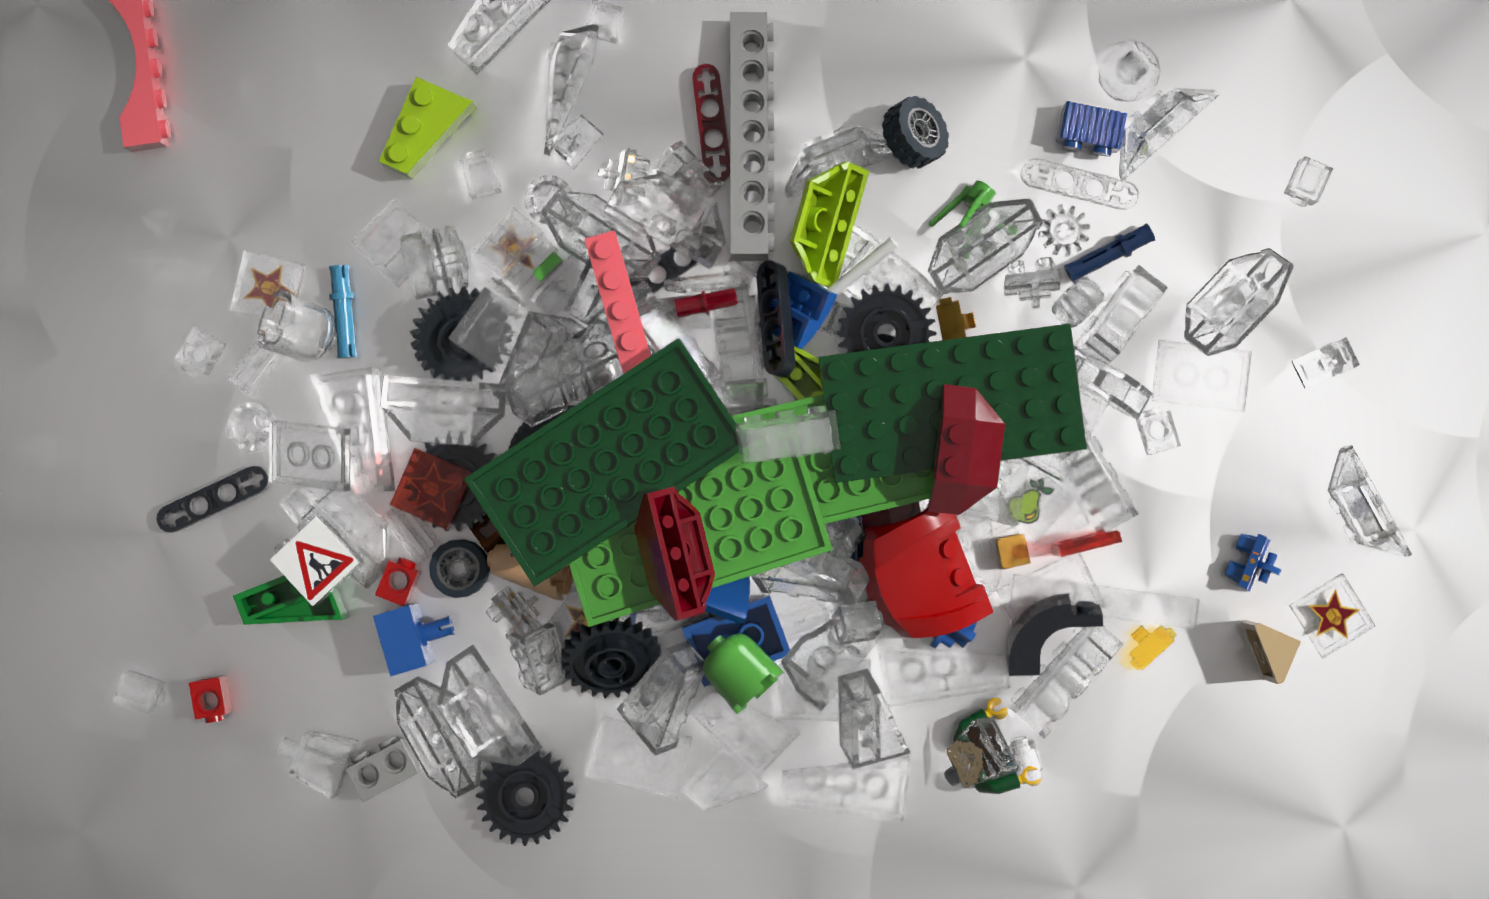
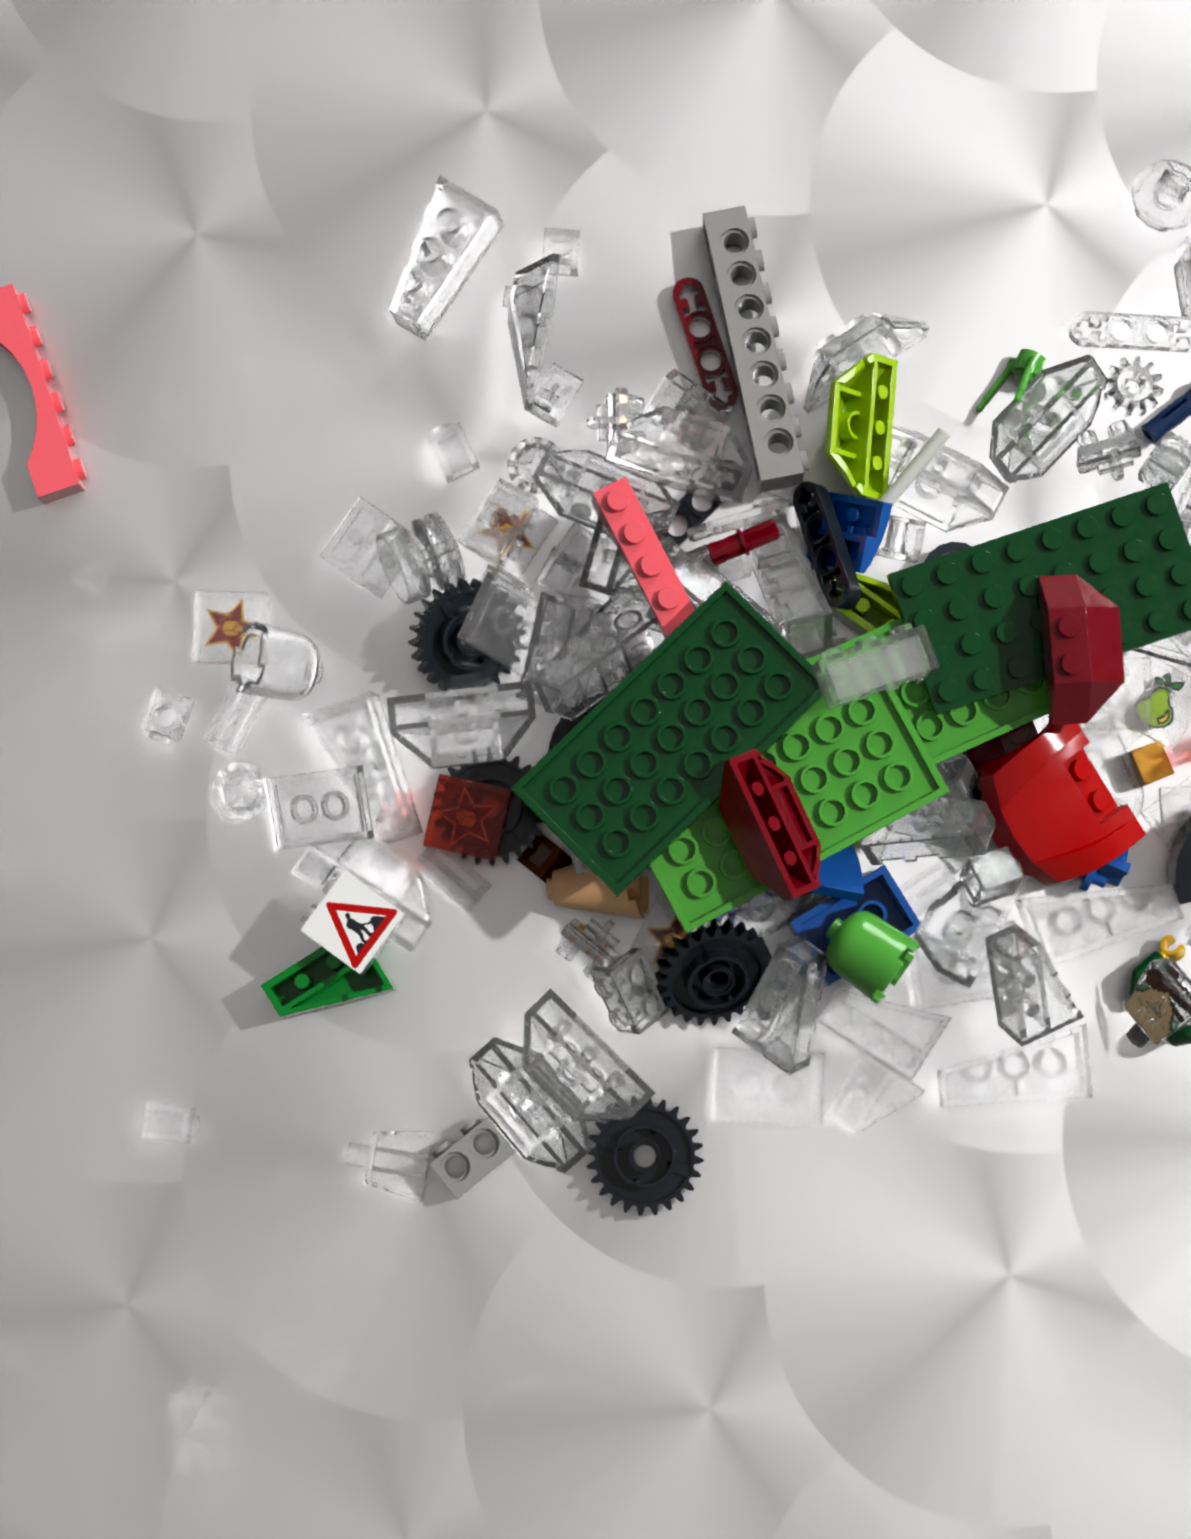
camera: 15 degrees left, 5 degrees down
(212, 496) = (211, 878): black beam -> none
(217, 686) = (242, 1102): red brick -> none
(343, 312) = (322, 633): dark azure pin -> none
(386, 587) = (452, 951): red brick -> none
(407, 638) = (473, 996): blue brick -> none
(423, 126) = (376, 408): lime wedge -> none
(444, 573) = (509, 888): wheel -> none
(549, 265) = (550, 539): bright green tile -> none
(880, 309) = (950, 510): black gear -> none
(915, 132) = (941, 307): black wheel -> none
(951, 319) = (1024, 511): pearl gold piece -> none
(1091, 128) = (1139, 266): blue brick -> none

